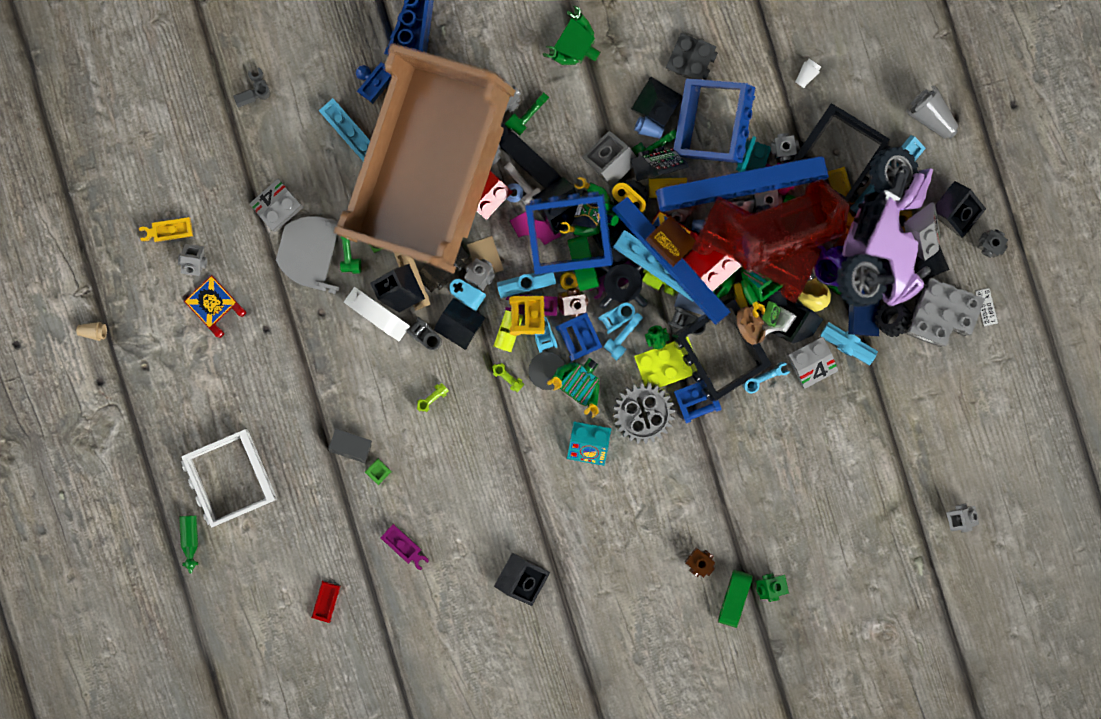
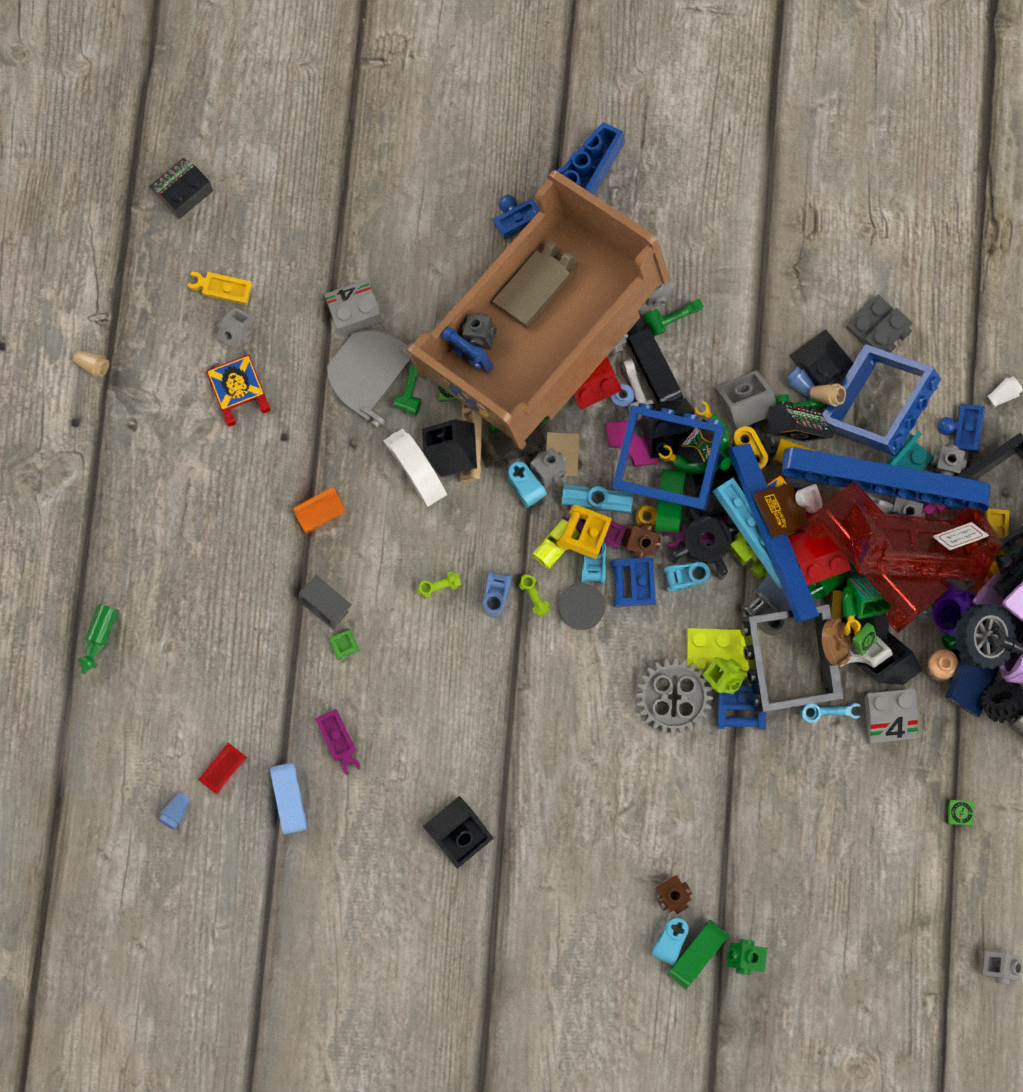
camera: 20 degrees right, 10 degrees down
(101, 162) = (182, 187): none -> black slope
(195, 481) = (132, 573): white window -> none
(260, 90) = (386, 179): dark grey bar -> none
(303, 648) = (174, 811): none -> medium blue cone
(317, 376) = (319, 510): none -> orange panel
(346, 128) = (463, 251): medium azure plate -> none
(376, 209) = (477, 356): none -> blue plate
(383, 190) = (479, 331): none -> dark grey brick
(384, 604) = (288, 798): none -> light blue beam
(412, 134) = (535, 284): none -> dark tan tile
(423, 334) = (458, 508): dark grey piece -> none
(459, 323) = (502, 515): black slope -> none
(478, 385) = (496, 589): none -> medium blue piece
(574, 42) = (755, 258): green torso -> none
(579, 384) = (612, 633): torso -> none
(589, 443) = (597, 706): teal slope -> none
(615, 346) = (670, 609): medium azure brick -> none
(657, 337) = (722, 616): green gear -> none
(673, 131) = (829, 394): none -> tan cone
(676, 384) = (724, 675): none -> lime brick
(689, 222) = (809, 498): none -> white tile
(711, 600) = (669, 945): none -> medium azure piece
(789, 113) = (968, 427): none -> blue plate
(815, 208) = (960, 536): none -> white sticker
(815, 295) = (921, 639): light yellow hair -> none
(837, 309) = (942, 665): none -> light nougat head
(848, 343) = (941, 711): medium azure piece -> none
(891, 414) = (960, 812): none -> bright green tile

